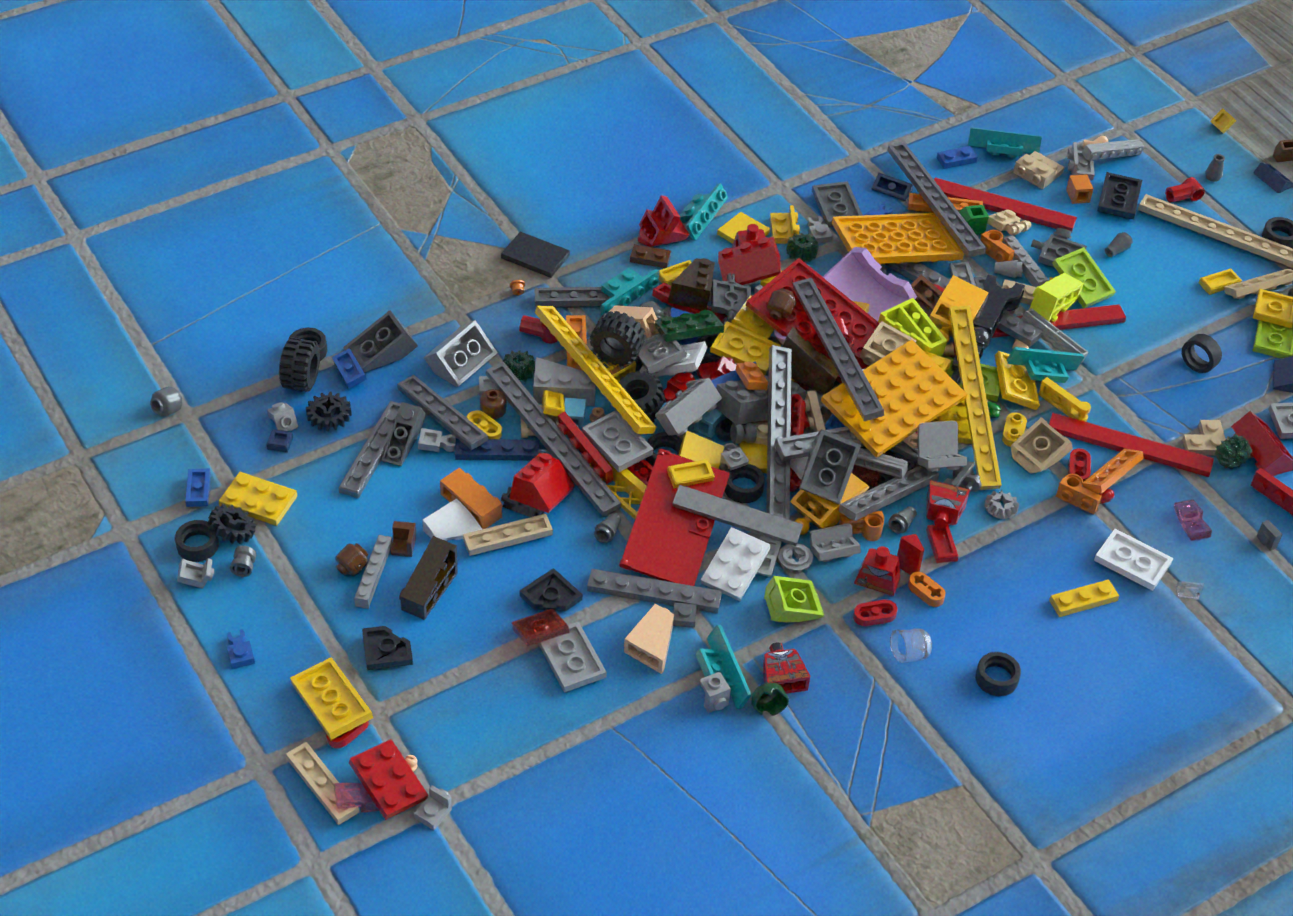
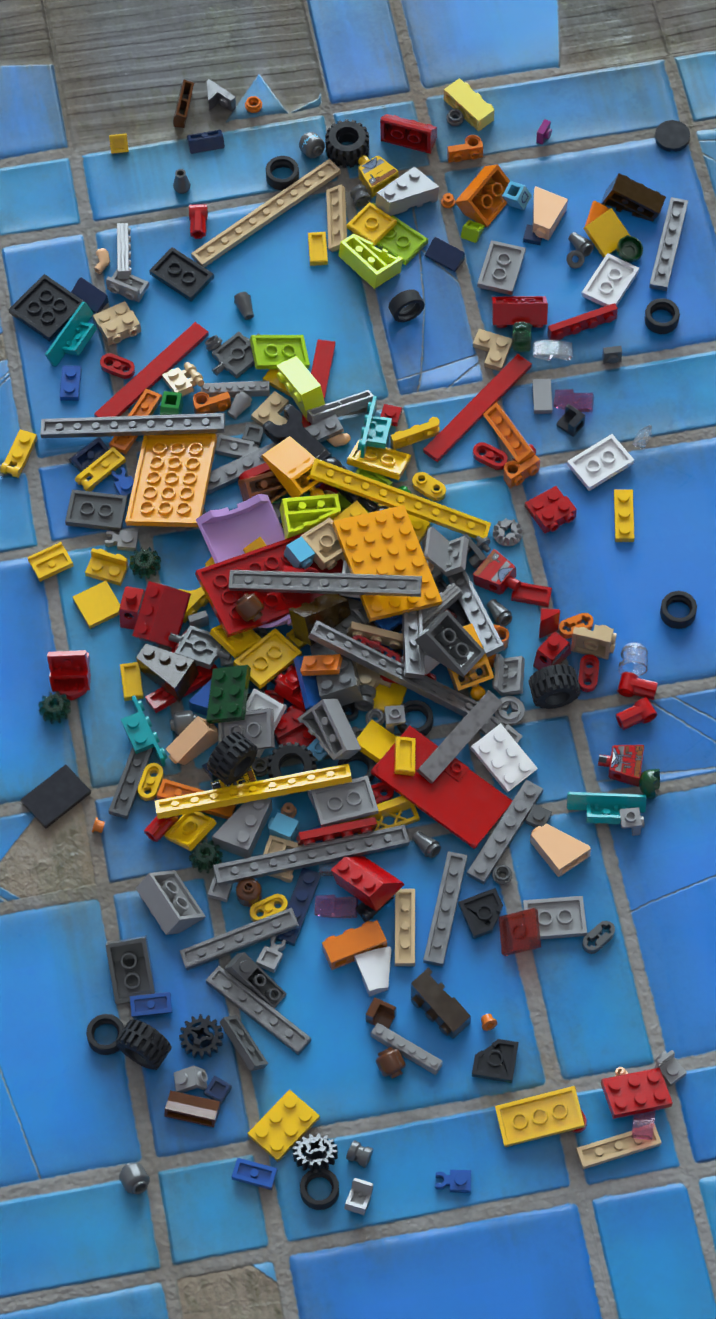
camera: 65 degrees left, 15 degrees up
(252, 426) = (192, 1109): none -> reddish brown piece
(333, 443) = (243, 1043): none -> dark grey plate
(428, 630) = (488, 1022): none -> orange piece
(505, 471) = (335, 907): none -> slope
(540, 346) = (190, 830): none -> yellow tile
(542, 561) = (445, 909): none -> flat silver plate
(552, 403) = (274, 840): yellow tile -> none
(566, 703) = (596, 933): none -> dark grey beam
(581, 307) = (150, 783): none -> yellow plate
(603, 599) = (502, 869): none -> dark grey plate
(622, 228) = (54, 707): none -> gear
(650, 256) = (99, 696): reddish brown plate -> none
(702, 210) = (55, 630): teal bracket -> none
(767, 189) = (50, 561): none -> yellow plate
(792, 600) = (558, 730): lime slope -> none
(836, 577) = (554, 686): none -> black tyre
(853, 671) = (641, 711): none -> red piece
(863, 144) = (19, 453): none -> yellow plate
(863, 329) = (299, 553): none -> medium azure brick
(880, 195) = (100, 469): none -> yellow plate
(881, 654) = (632, 685): none -> red piece
(912, 600) = (597, 642): none -> tan plate
(994, 179) = (118, 366): none -> red plate
(1022, 118) = (46, 307): none -> black plate
(1040, 447) = (463, 476): tan slope -> none
(1050, 533) = (551, 509): none -> red plate
(1053, 144) = (90, 294): none -> dark blue slope
(1076, 380) = (393, 412): none -> red plate
(1079, 189) = (160, 302): orange brick -> none
(1165, 525) = (572, 420): none -> black panel
(1179, 491) = (542, 396): none -> light grey tile
(1232, 316) = (368, 261): none -> neon yellow wedge
(1237, 480) = (552, 348): none -> clear slope

